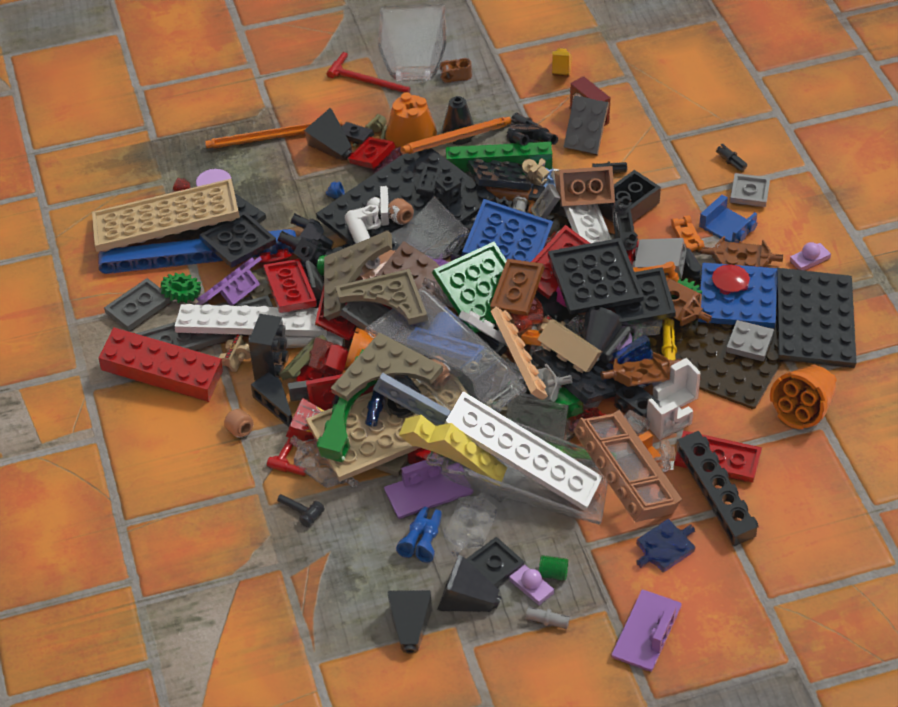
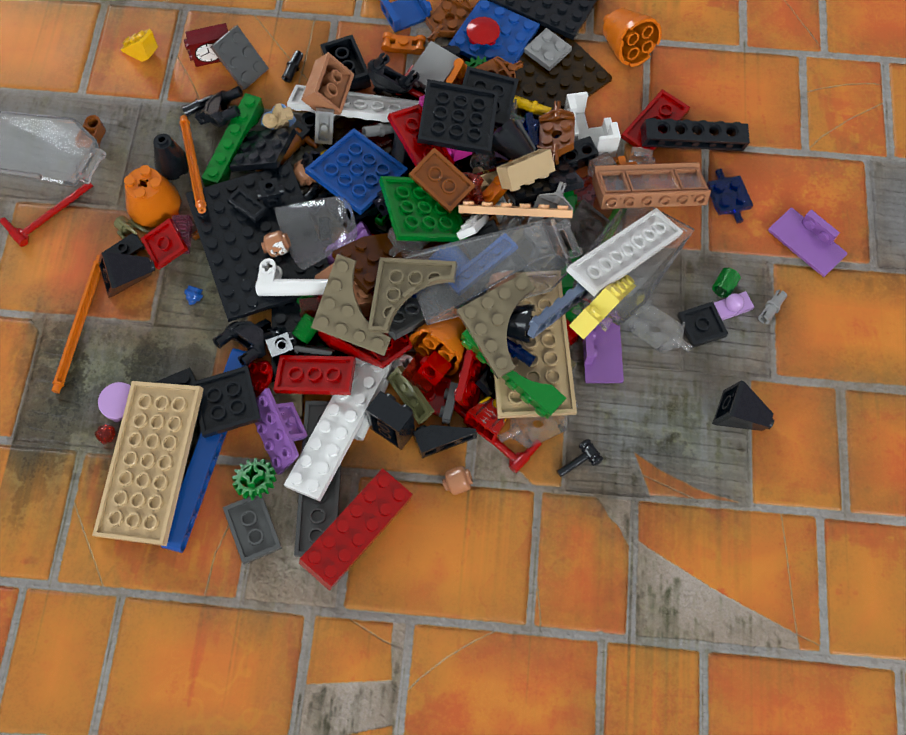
camera: 70 degrees left, 20 degrees up
(237, 352) = (358, 450): tan hips -> none
(382, 203) = (257, 255): white tile -> none
(419, 526) = (647, 364): blue piece -> none
(468, 590) = (727, 357): black slope -> none
(520, 203) = (300, 149): light grey bush -> none

